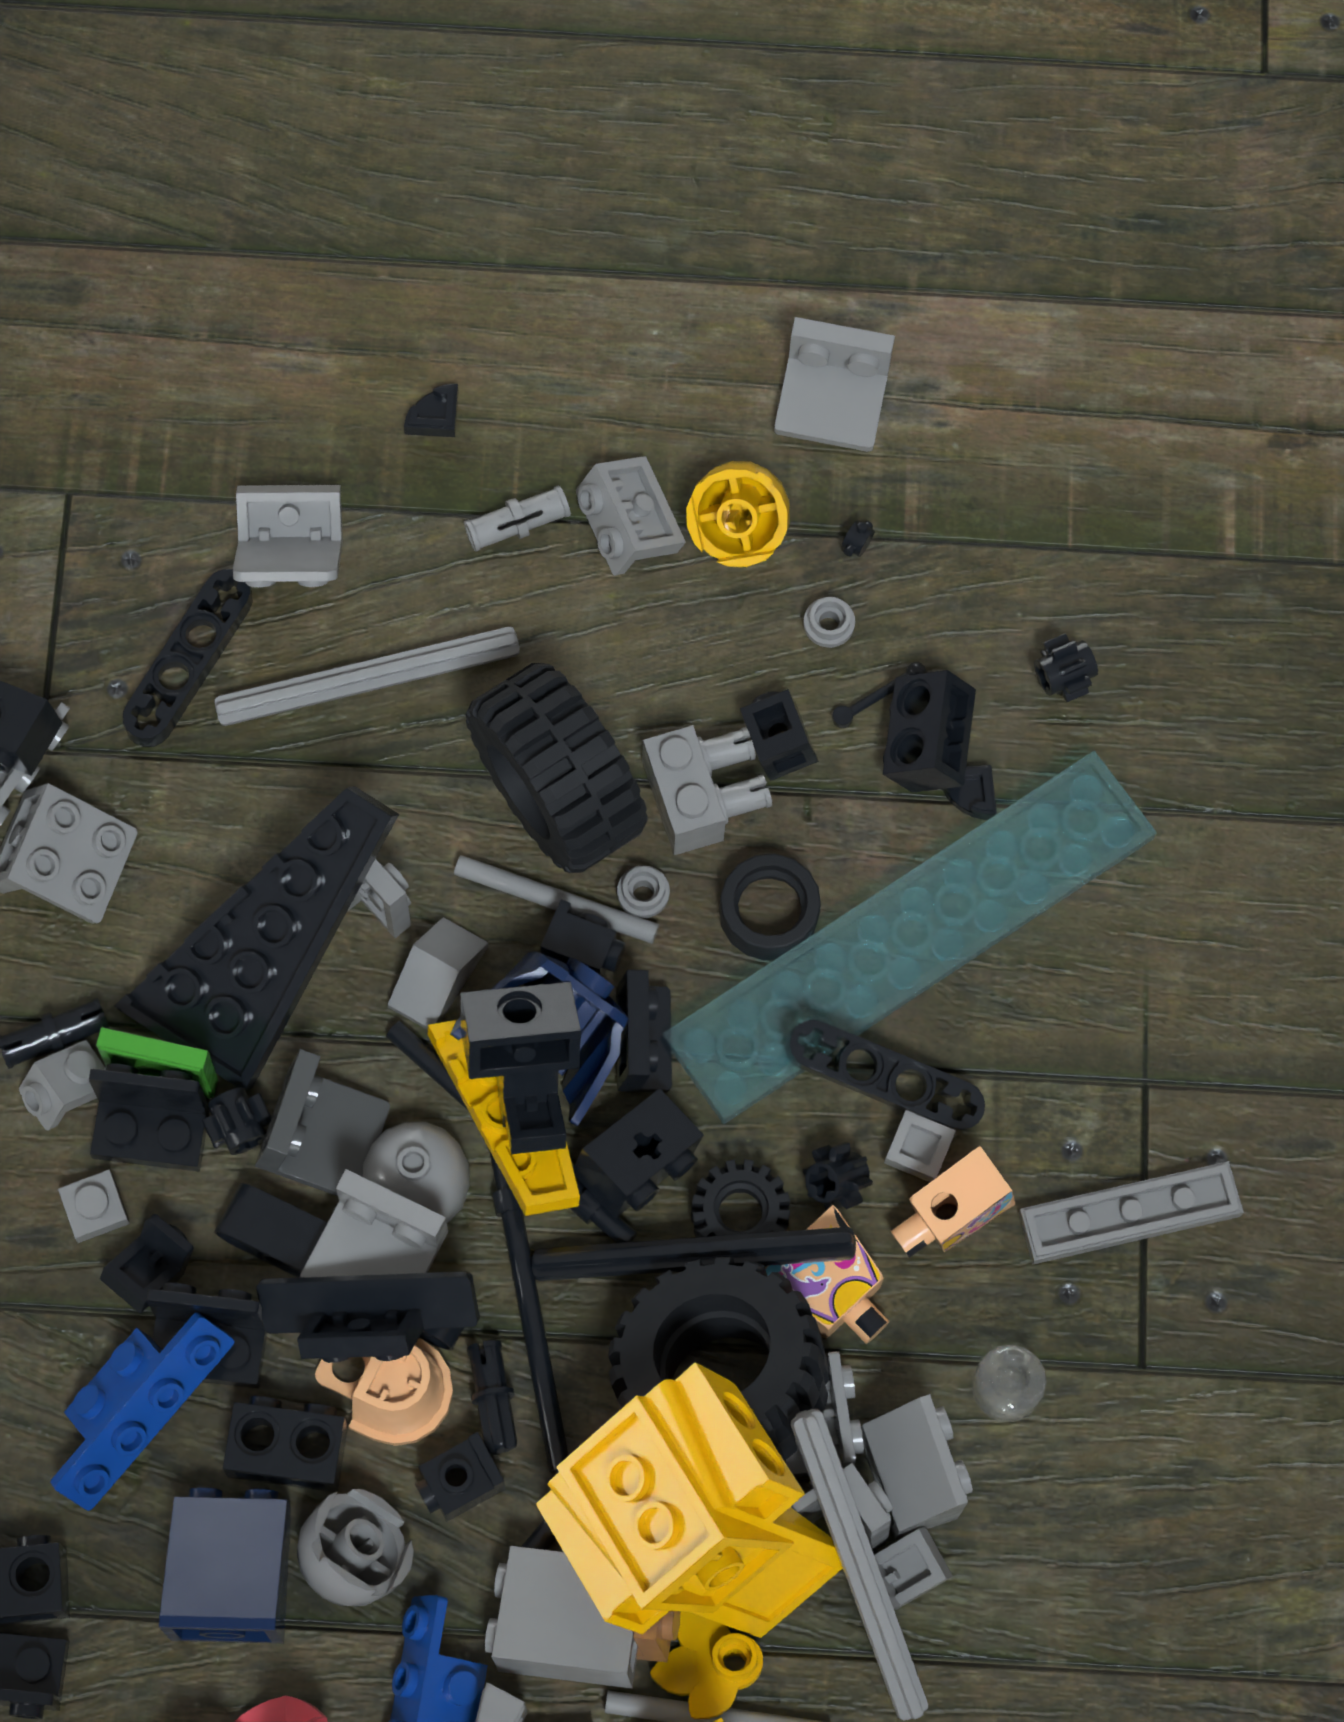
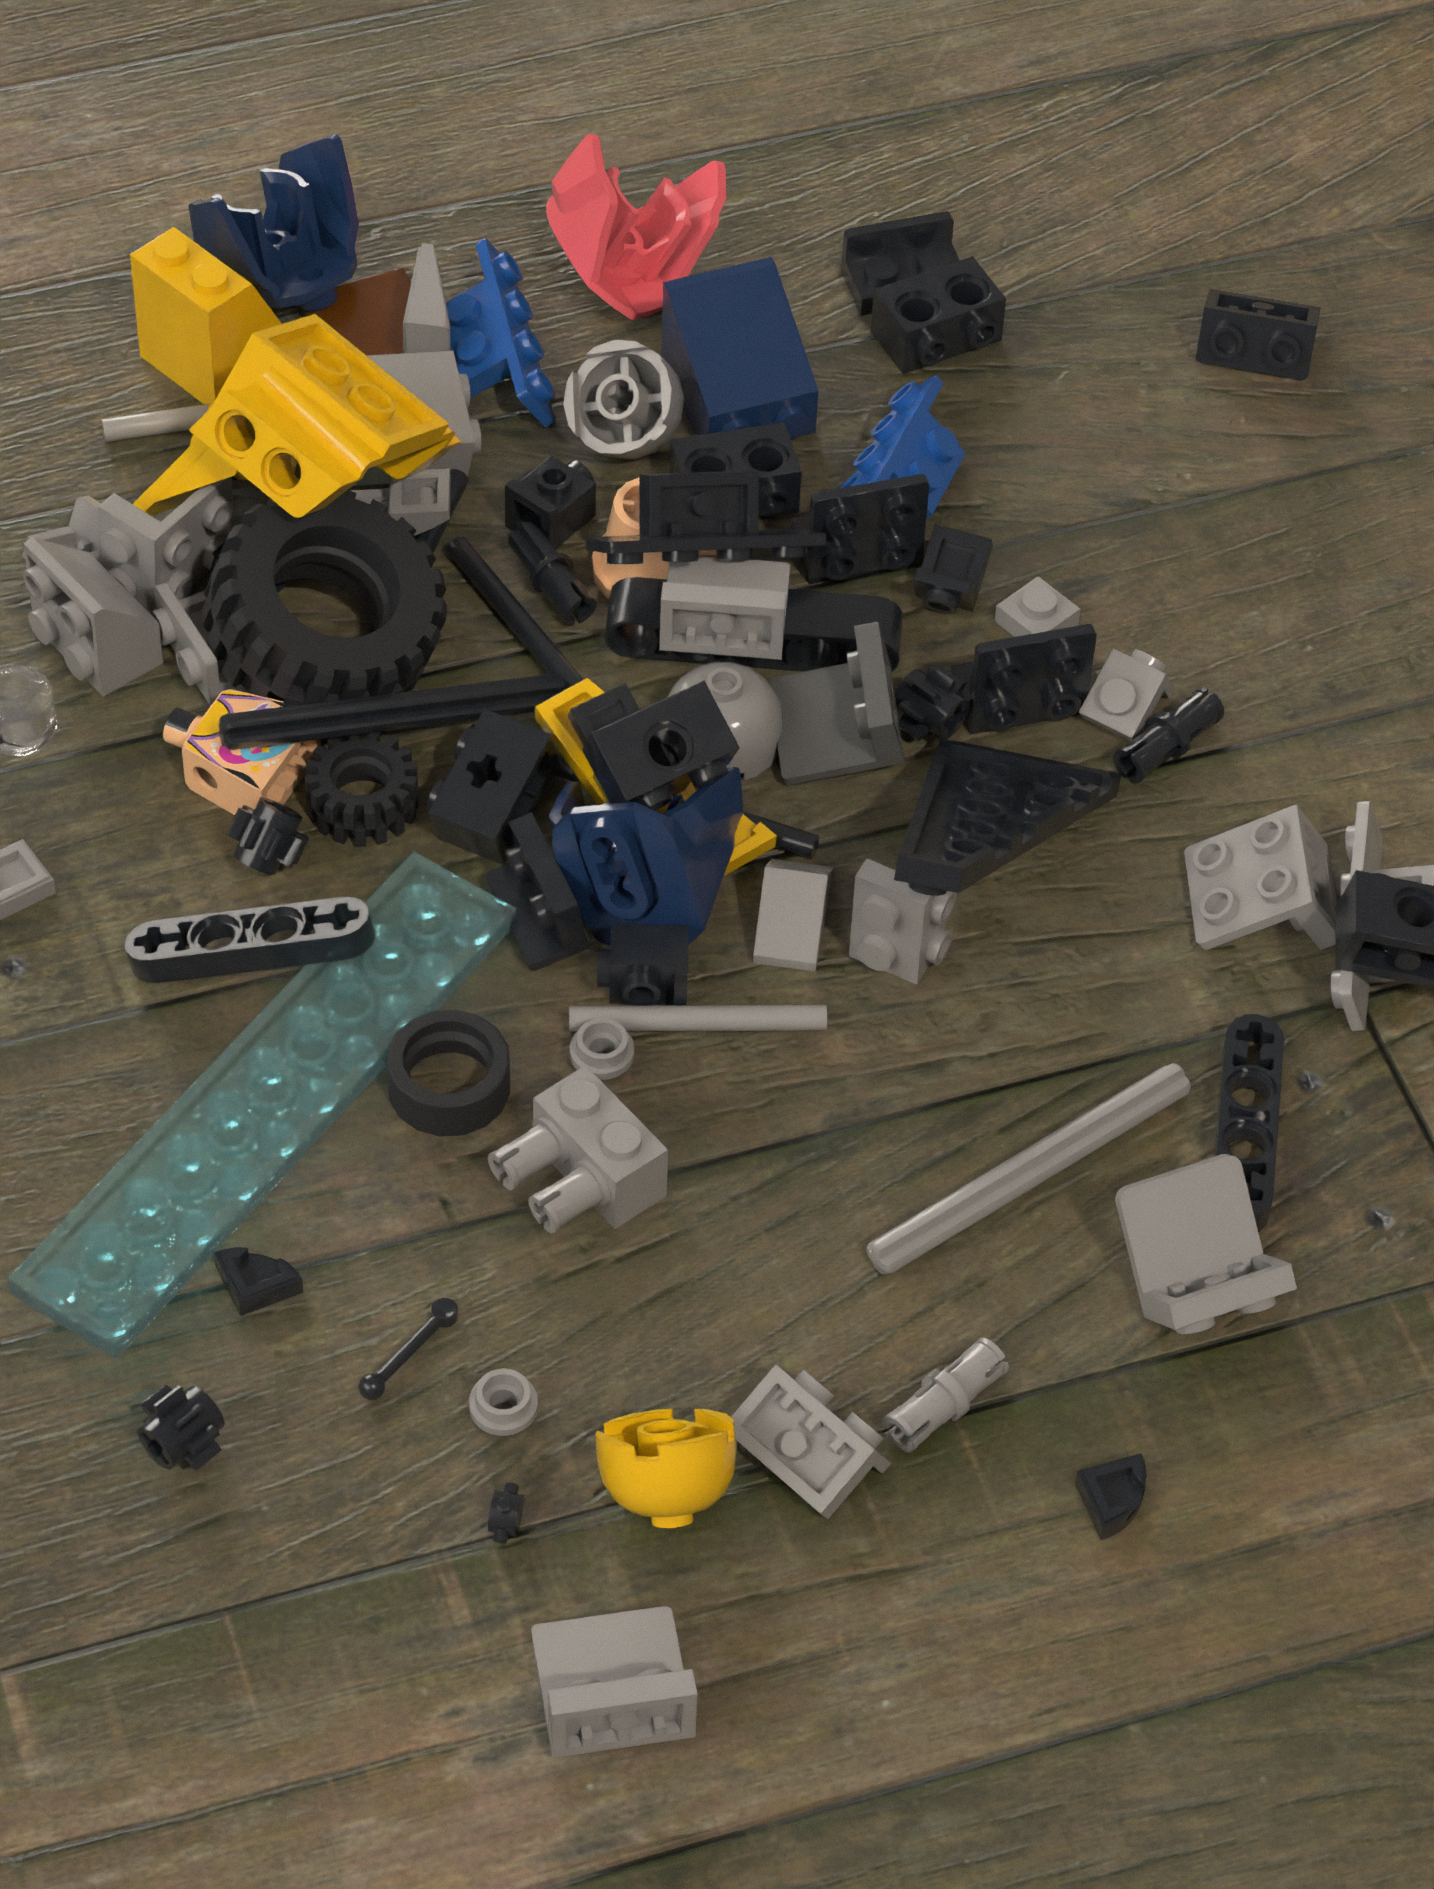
camera: 160 degrees right, 20 degrees down
(154, 1055) = (1041, 704): bright green tile -> none
(557, 767) = (751, 1048): black tyre -> none
(780, 752) = (513, 1242): black brick -> none
(859, 1564) = (141, 491): light grey axle -> none
(919, 1146) = (185, 891): light grey plate -> none
(929, 731) = (327, 1291): black brick -> none
(972, 1187) = (119, 844): light nougat torso -> none

